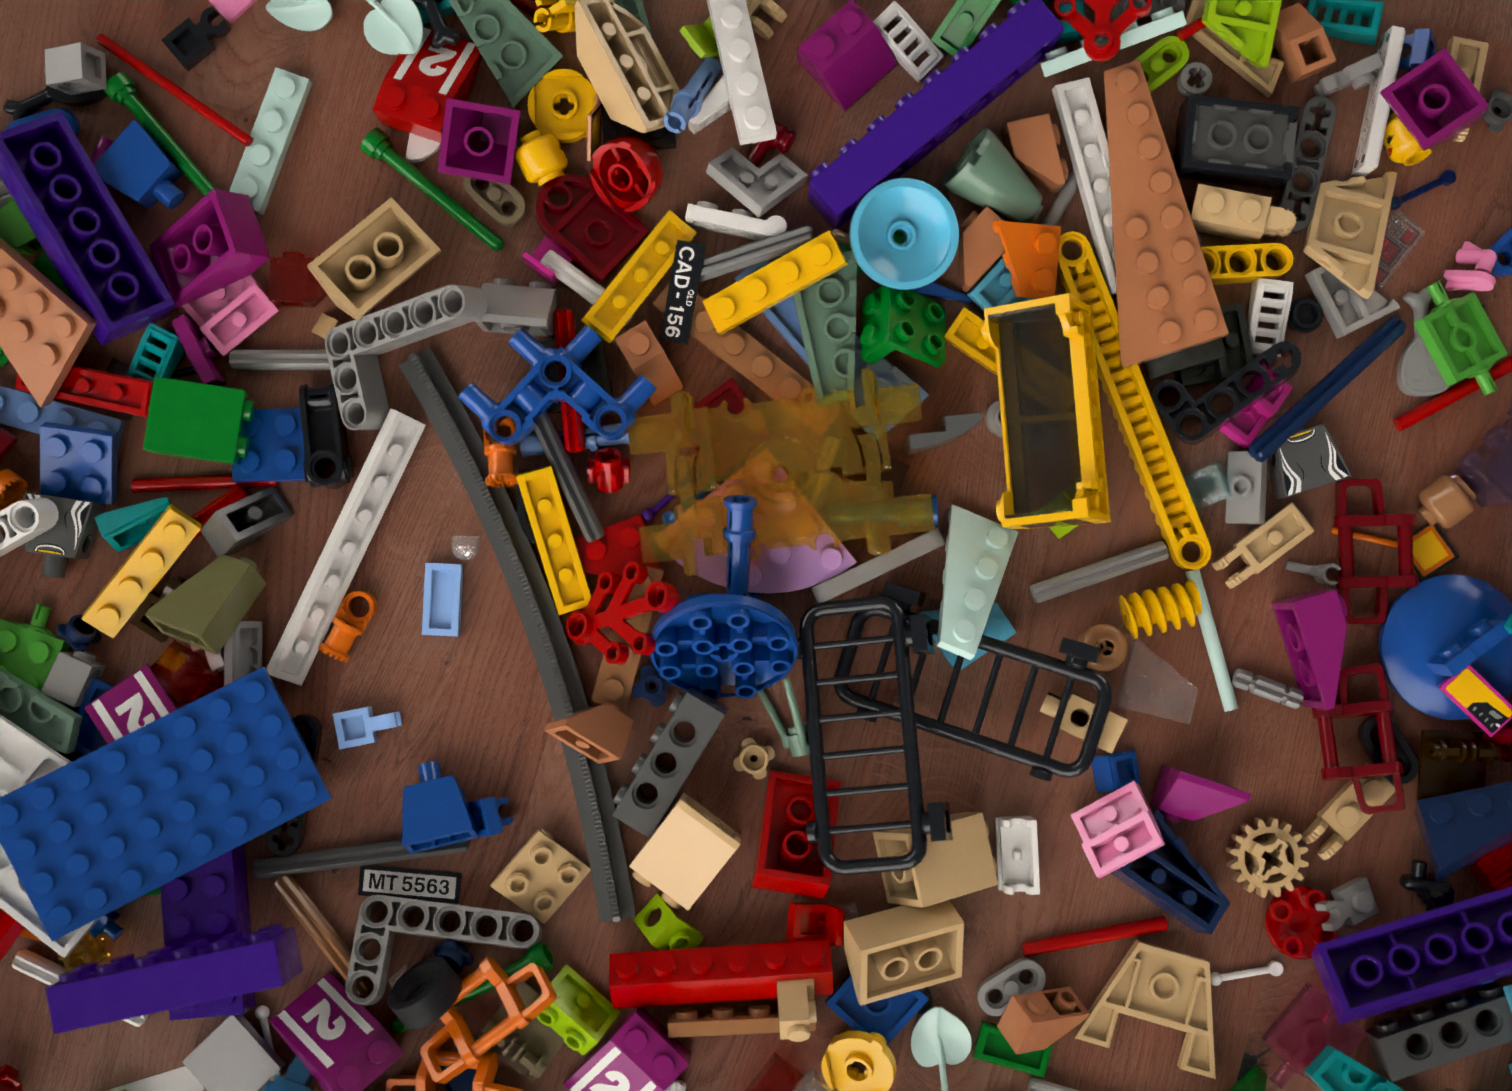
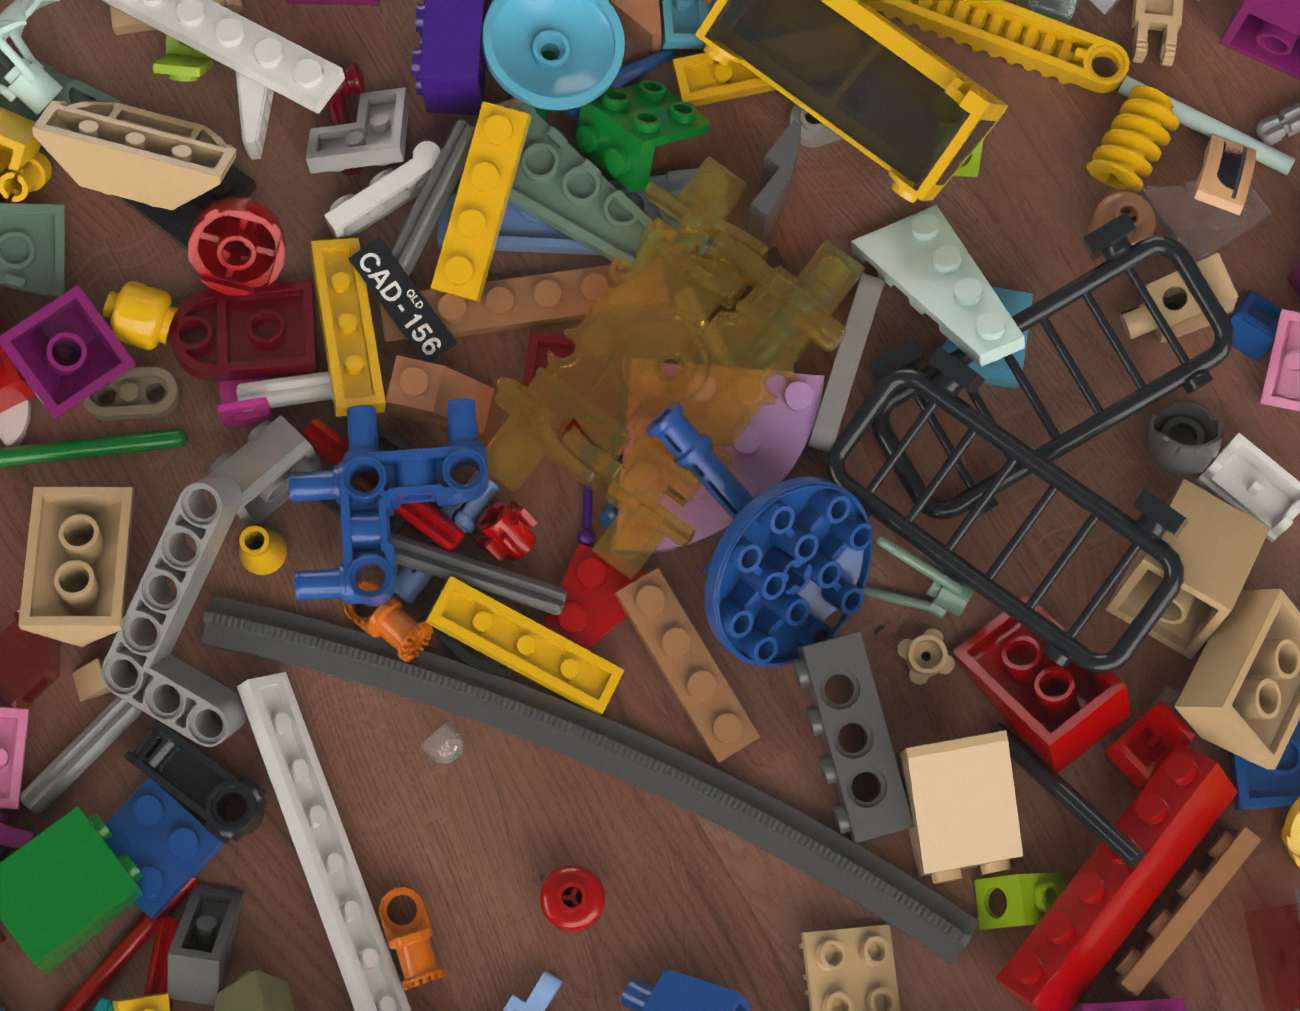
camera: 50 degrees left, 10 degrees down
(442, 599) = (475, 819): light blue tile -> none
(457, 688) = (583, 914): none -> red head
(483, 354) = (268, 557): none -> yellow cone
(487, 817) = (740, 973): blue tile -> none
(549, 92) = (111, 224): yellow plate -> none
(585, 624) = (658, 643): red plant -> none
(594, 128) = (146, 216): piece -> none
(594, 732) = (756, 782): nougat slope -> none
(643, 690) = (754, 701): dark blue plate -> none
(688, 101) = (228, 120): medium blue pin -> none
(742, 905) = (1072, 800): none -> black bar
(796, 1008) = (1222, 835): tan brick -> none
(1009, 790) = (1184, 437): none -> dark grey hair
(1099, 571) = (1044, 168): light grey axle -> none
(1186, 679) = (1225, 174): none -> light nougat slope

